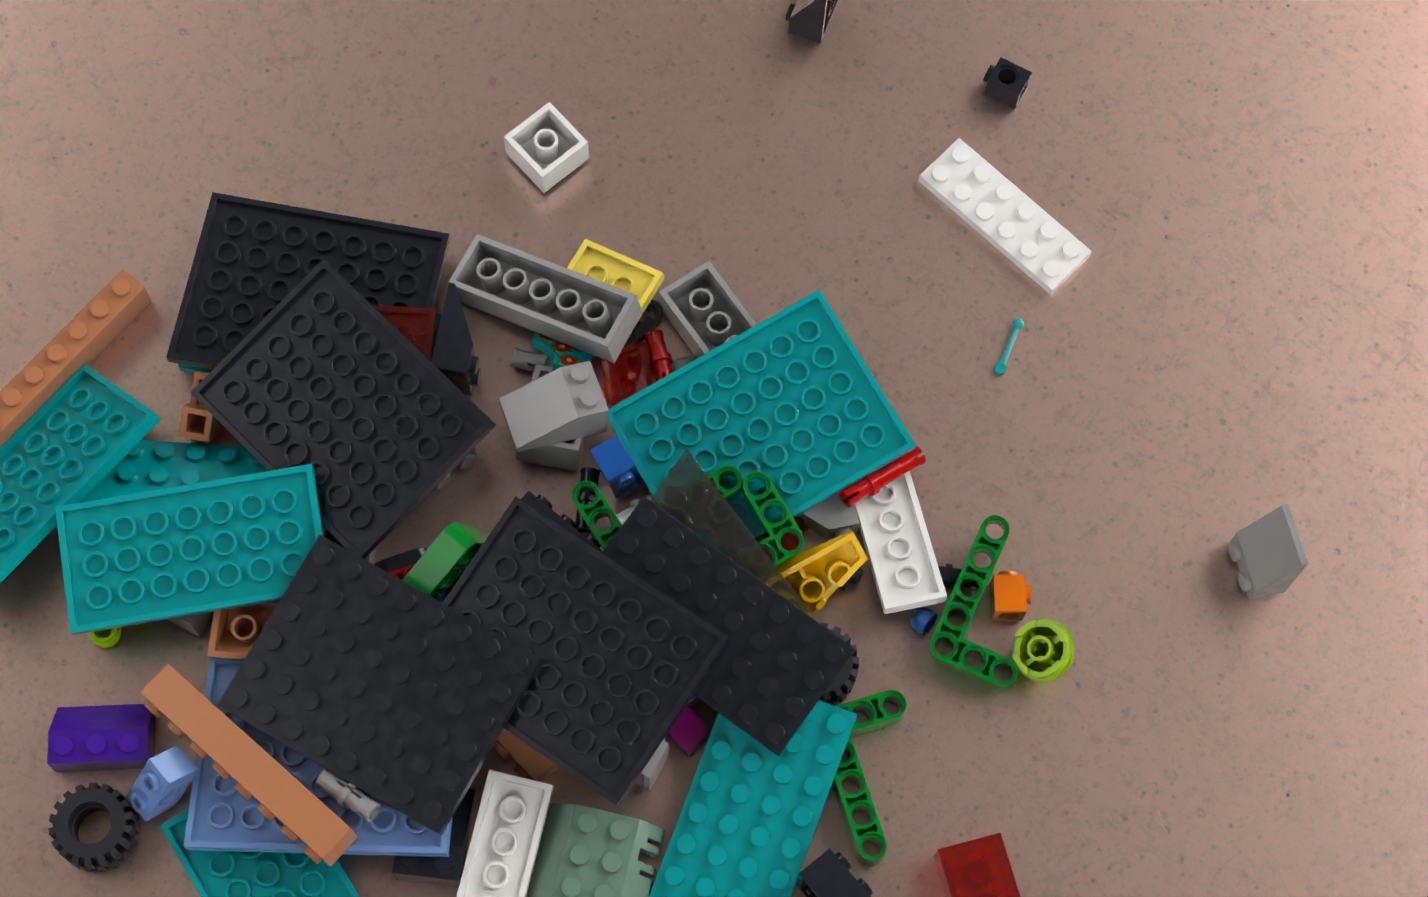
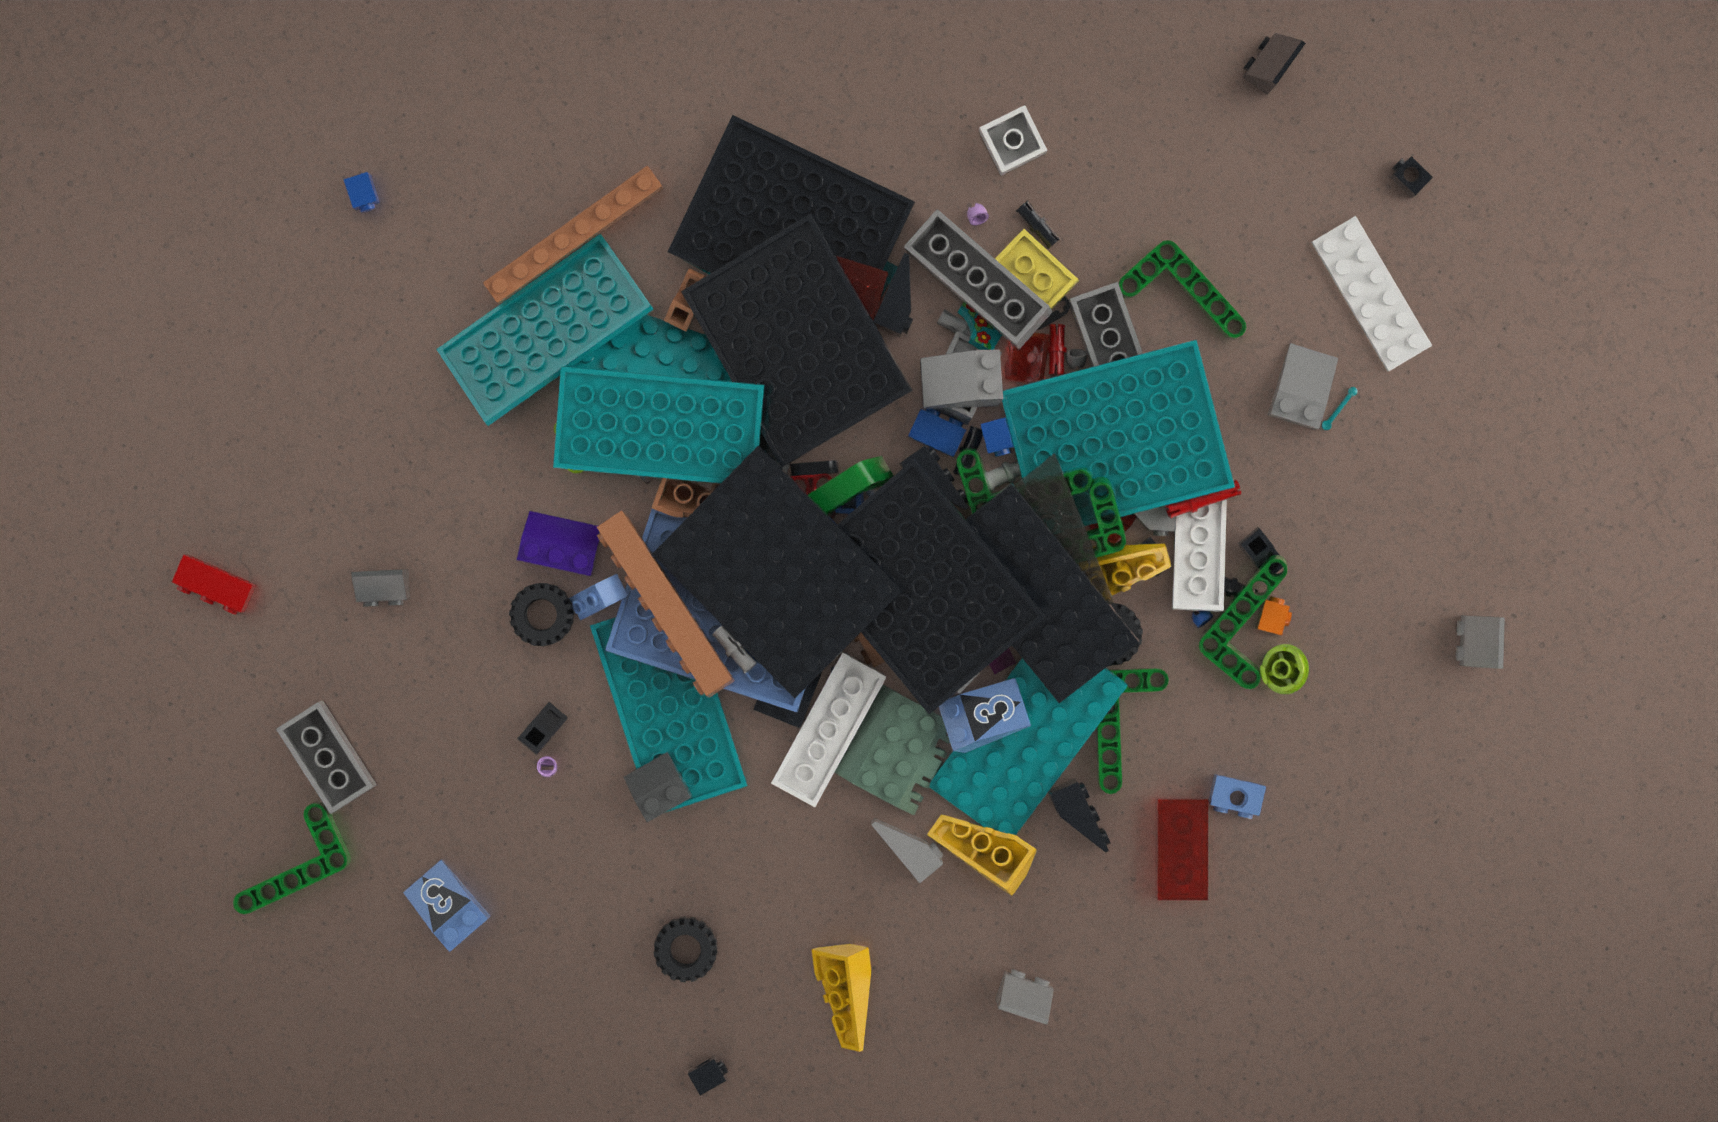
camera: 20 degrees right, 20 degrees up
(532, 244) = (977, 214): none -> lavender hinge
(549, 481) = (937, 432): none -> blue brick
(600, 231) = (1038, 224): none -> black pin
(688, 799) = (984, 715): none -> medium blue slope
(790, 253) = (1187, 284): none -> green beam
(960, 334) = (1303, 387): none -> light grey slope
(964, 518) = (1259, 549): none -> black brick
(1049, 813) = (1252, 796): none -> medium blue brick

